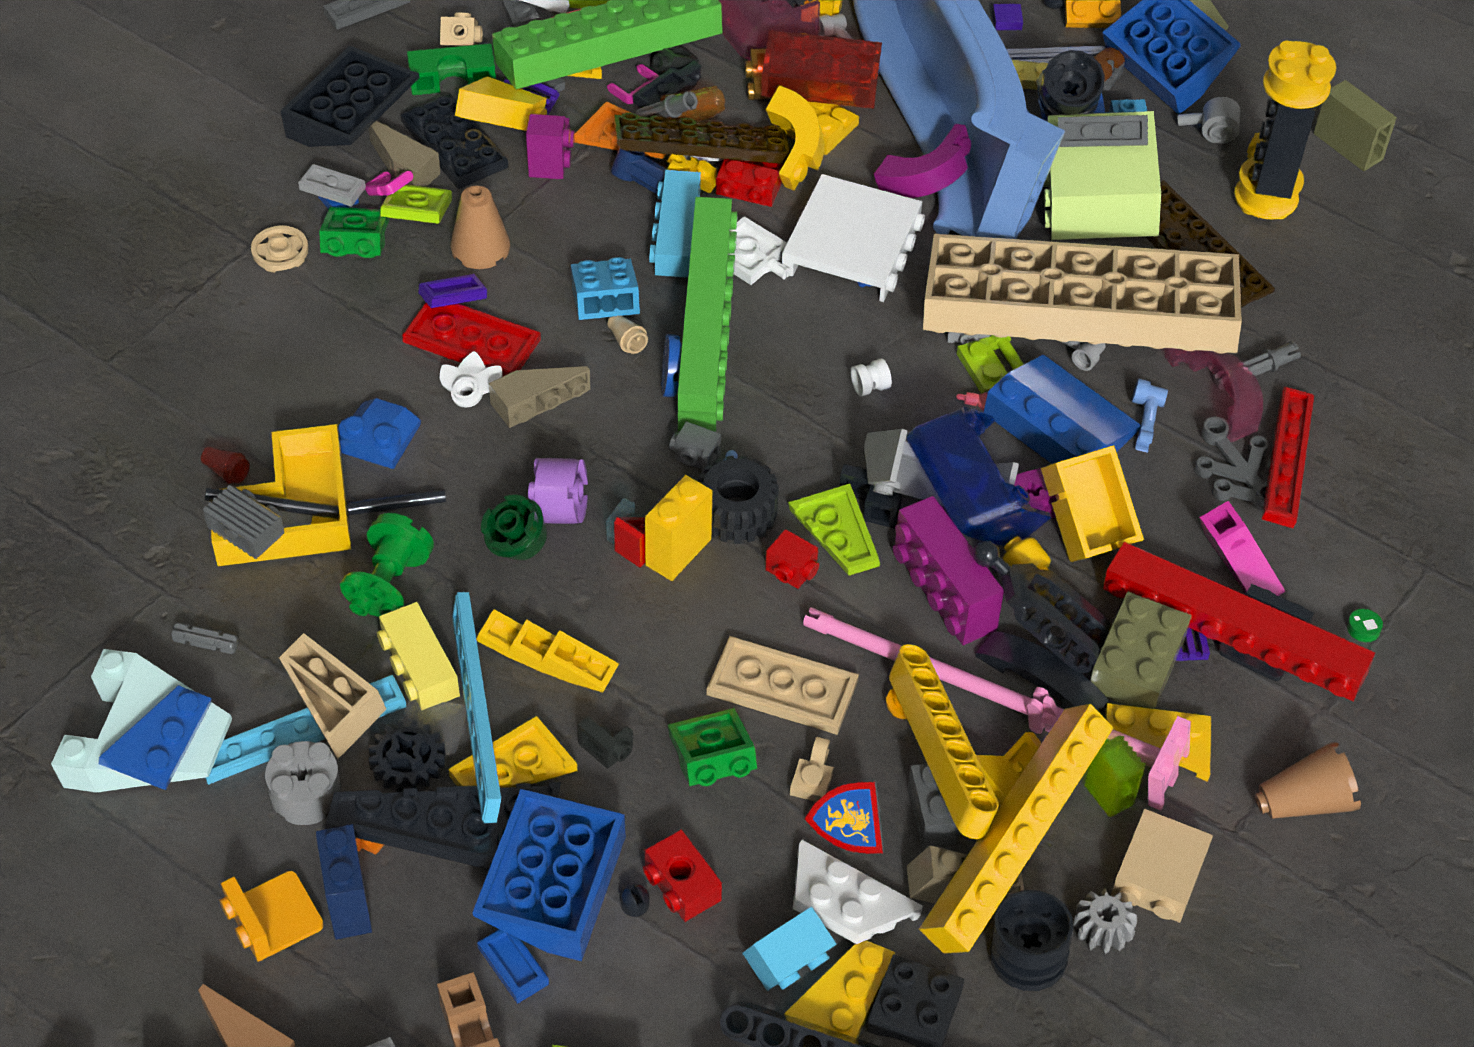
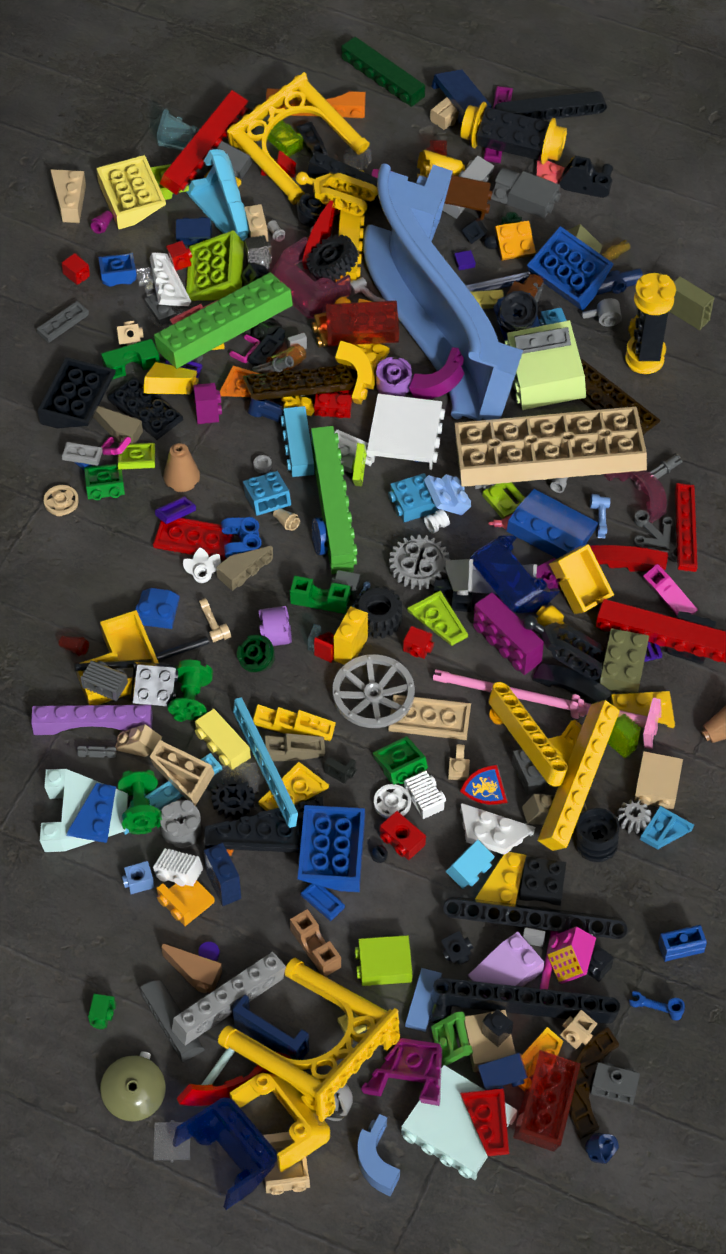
camera: 10 degrees left, 5 degrees up
(153, 572) = (54, 719): none -> medium lavender arch
(207, 873) = (138, 870): none -> medium blue brick
(237, 755) = (141, 815): none -> green piece
(273, 856) = (178, 867): none -> white brick
(275, 630) = (138, 741): none -> tan slope
(285, 1015) = (209, 950): none -> dark purple tile
(325, 542) = (153, 683): none -> brick
(465, 485) = (218, 632): none -> tan brick
(534, 691) = (294, 747): none -> dark tan slope
(545, 330) = (239, 527): none -> blue piece
(612, 246) = (262, 464): none -> light grey tile
(624, 450) = (306, 594): none -> green arch
(681, 812) = (392, 801): none -> white wheel
(695, 625) = (373, 689): none -> light grey wheel
(721, 80) = (300, 339): none -> light grey tile
(740, 812) = (425, 794): none -> white brick
(763, 269) = (358, 464): none -> lime plate
(810, 421) = (402, 558): none -> light grey gear
(841, 335) = (412, 498): none -> dark azure brick
(853, 154) = (393, 377): none -> medium lavender brick
(899, 338) = (448, 494): none -> light blue plate
(1158, 953) = (665, 828): none -> dark azure wing
(1188, 488) = (627, 556): none -> red slope
(1239, 81) = (619, 281): none -> dark blue piece
(1253, 38) = (614, 251): none -> clear yellow pin

